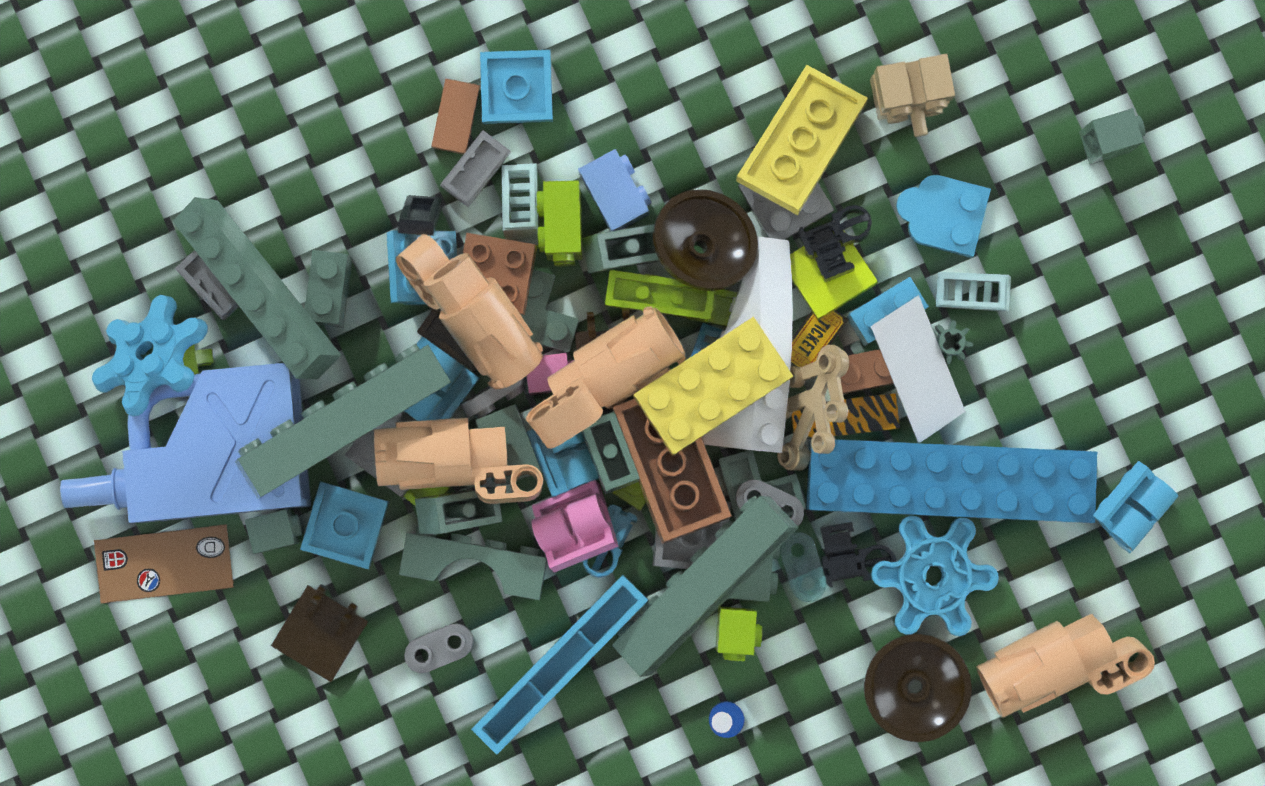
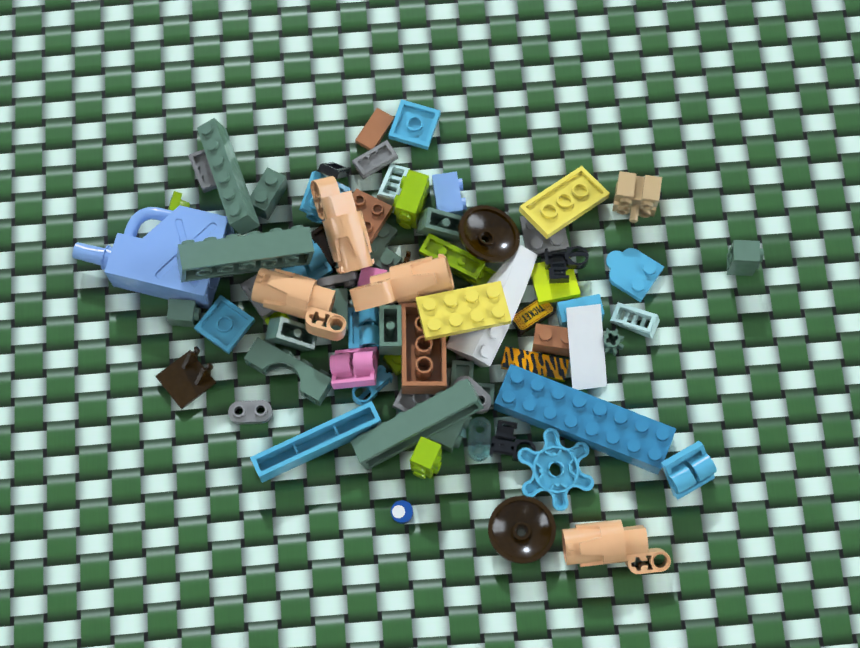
camera: 20 degrees right, 15 degrees down
(161, 367) = (154, 192): medium azure plate -> none
(163, 563) = (114, 312): medium nougat sticker -> none
(828, 368) = (519, 345): tan plant -> none

